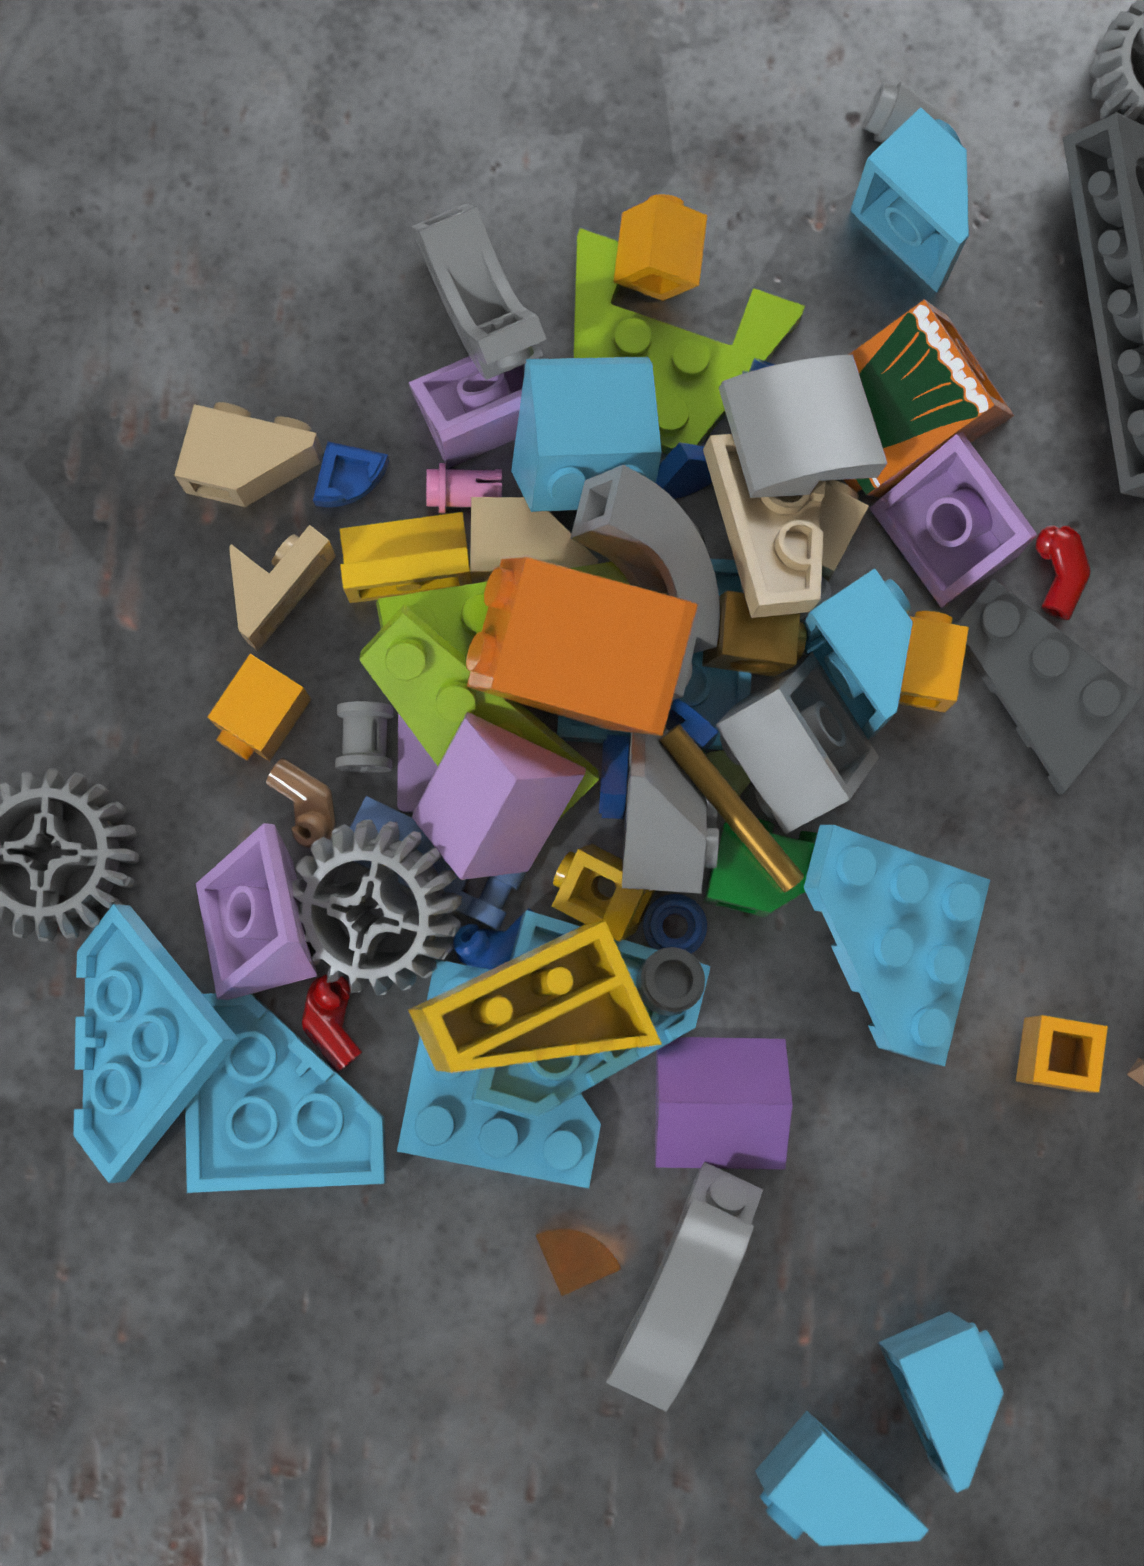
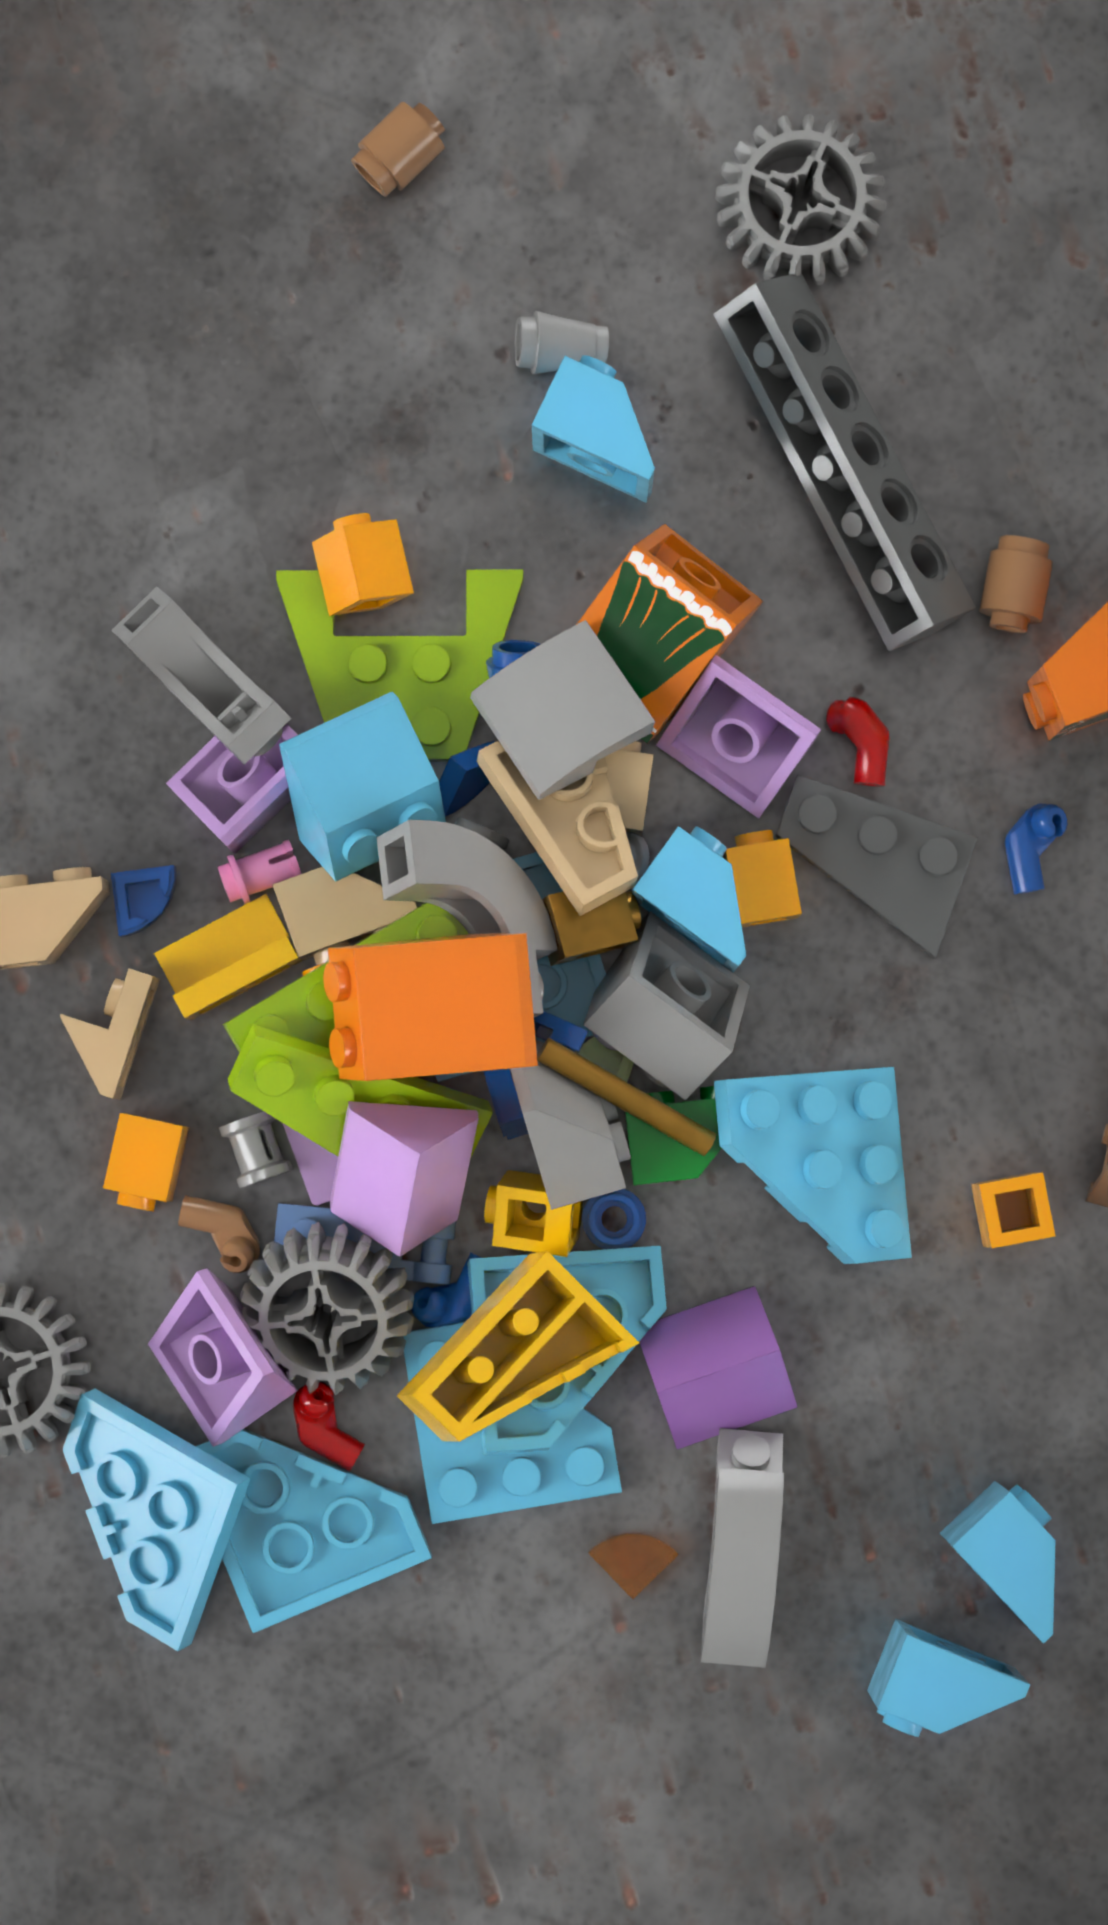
camera: 15 degrees left, 5 degrees up
(670, 981) = (628, 1275): dark grey tile -> none

